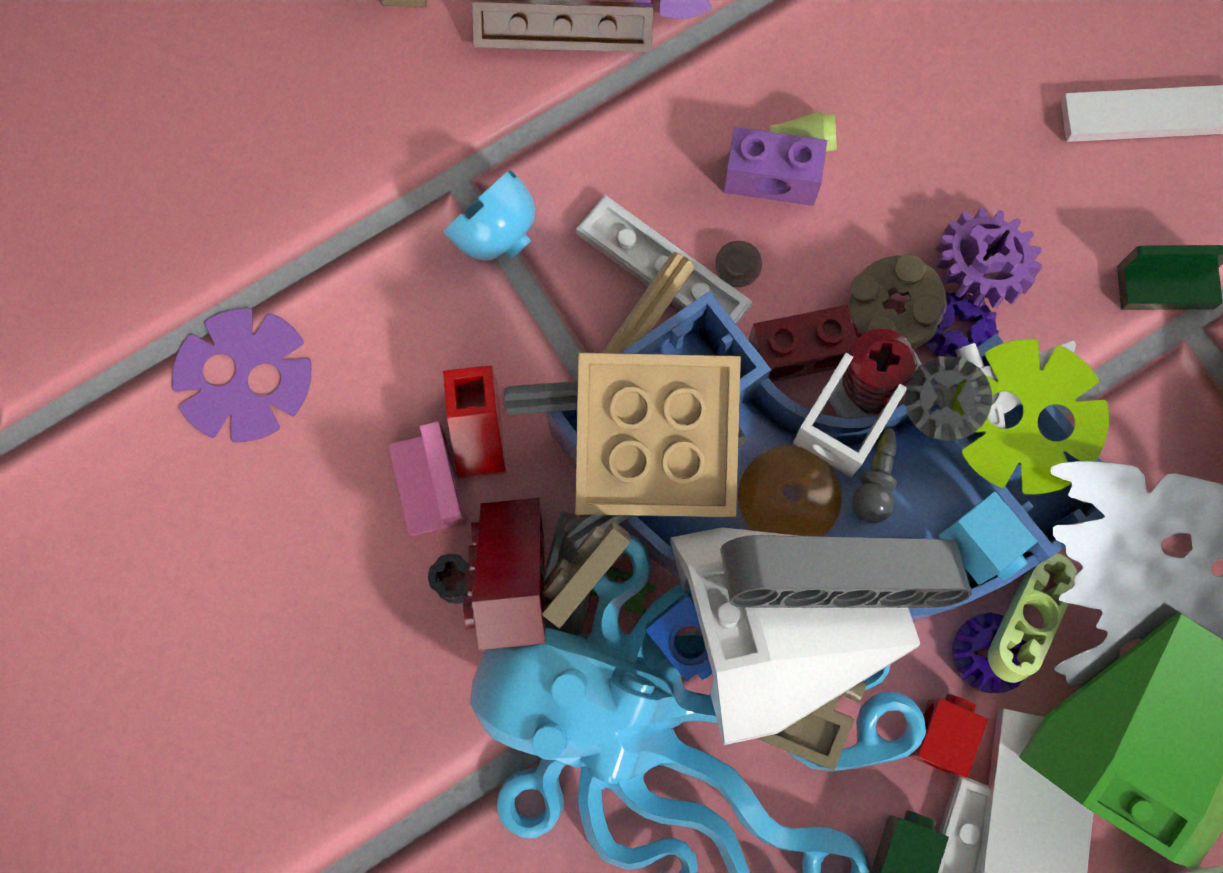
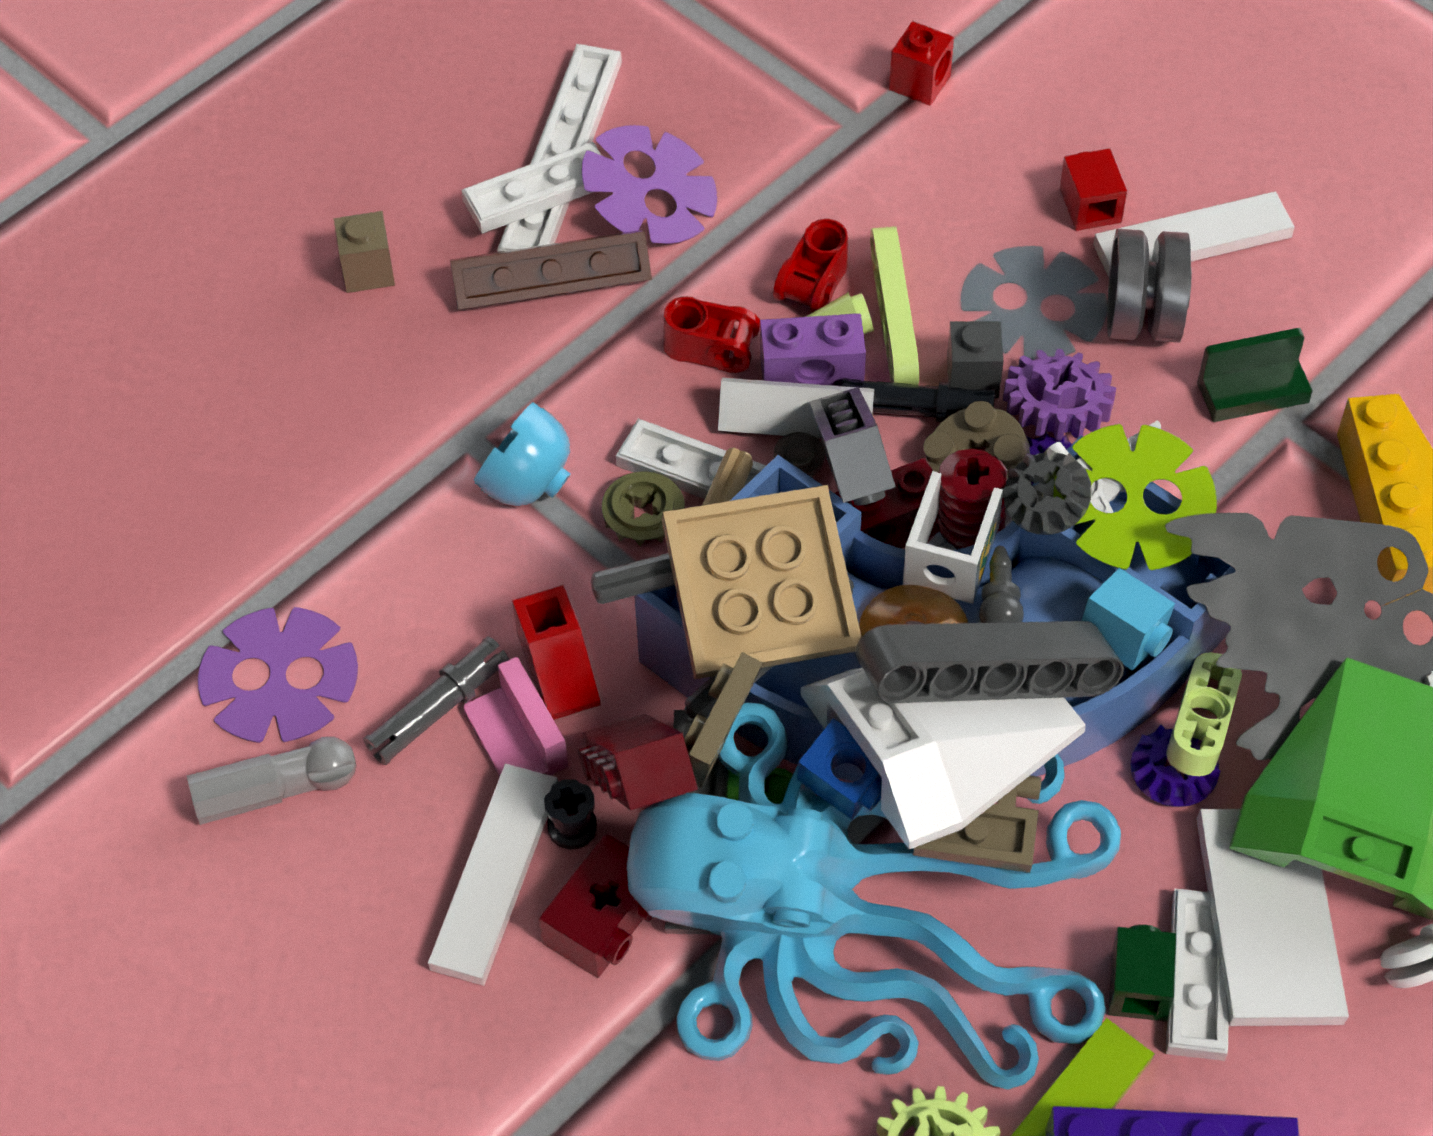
camera: 15 degrees left, 20 degrees down
(205, 482) = (269, 779): none -> light grey piece
(365, 438) = (454, 685): none -> dark grey pin
(376, 618) = (492, 876): none -> white tile
(431, 681) = (575, 925): none -> dark red brick
(590, 266) = (639, 490): none -> olive gear
(691, 126) = (706, 333): none -> red piece
(746, 218) = (773, 406): none -> white tile
(781, 290) = (853, 446): none -> brick
(795, 79) = (814, 265): none -> red piece
(850, 229) = (919, 399): none -> black pin
(861, 131) = (894, 306): none -> yellowish green beam
(920, 204) = (975, 355): none -> dark grey brick
(950, 735) = (1150, 850): red brick -> none
(989, 185) = (1026, 268): none -> clear light blue piece
(1076, 45) = (1093, 189): none -> red brick
(1102, 166) = (1156, 285): none -> flat silver wheel

